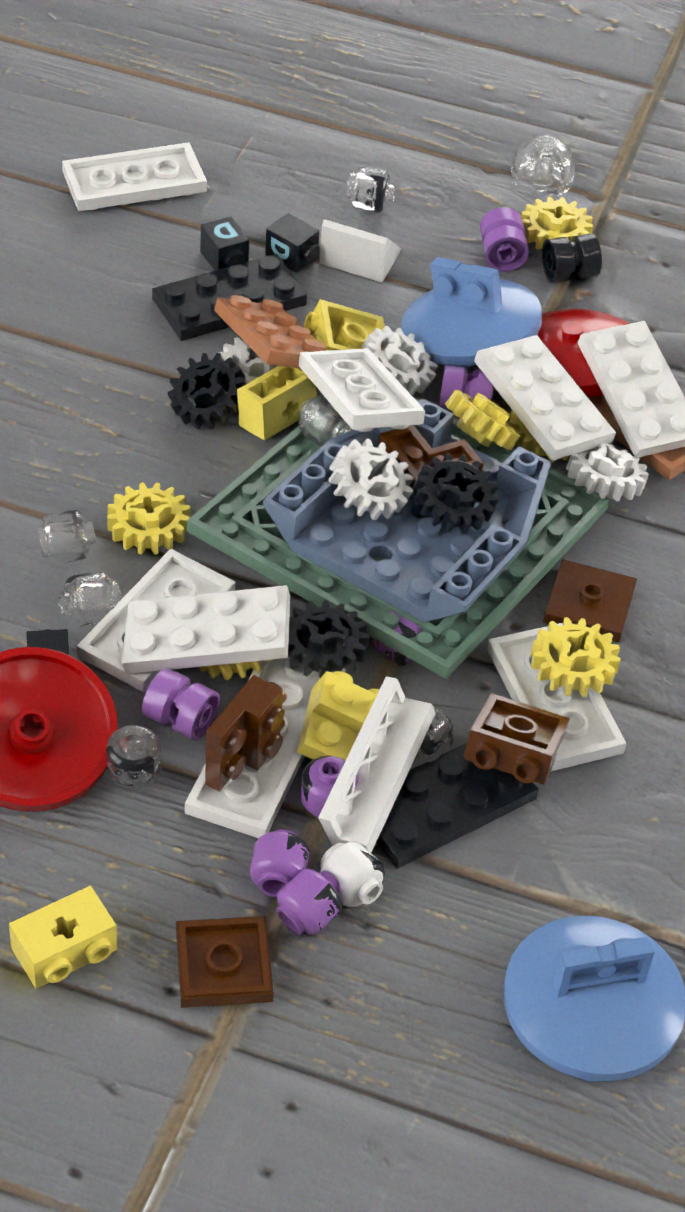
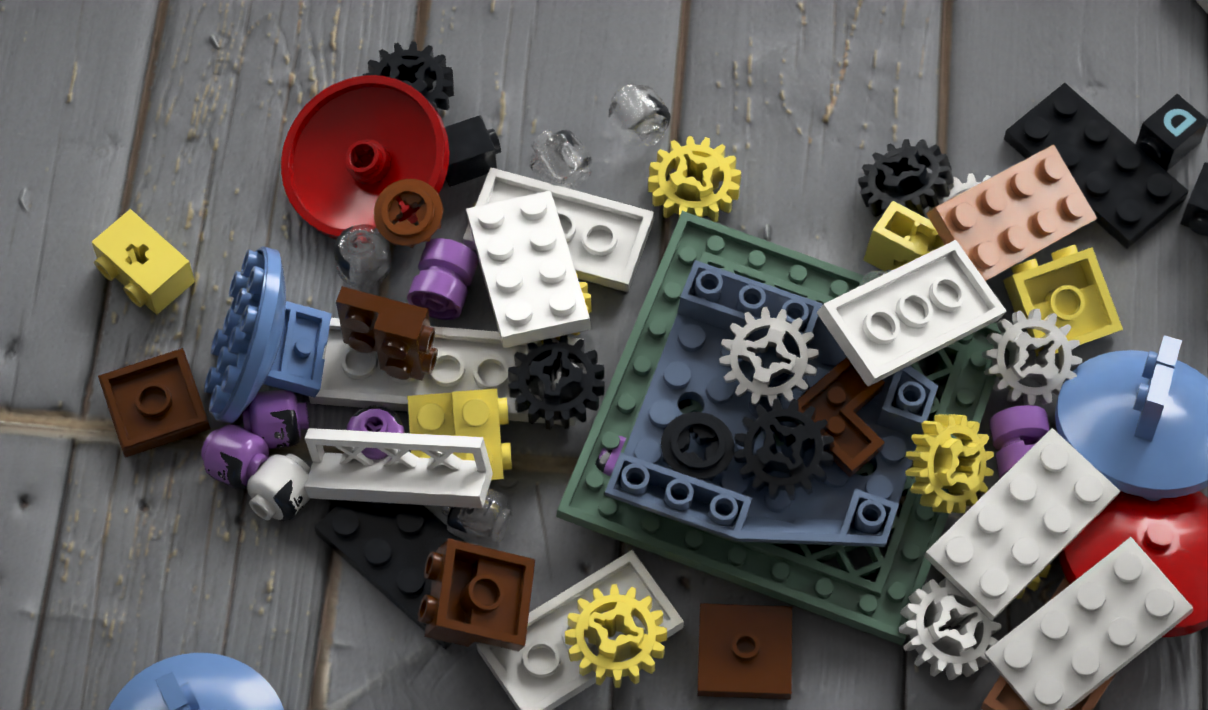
camera: 80 degrees right, 15 degrees up
(127, 684) = (414, 194): none -> dark orange gear
(206, 836) = (264, 339): none -> medium blue bracket
(442, 539) = (705, 430): none -> black gear

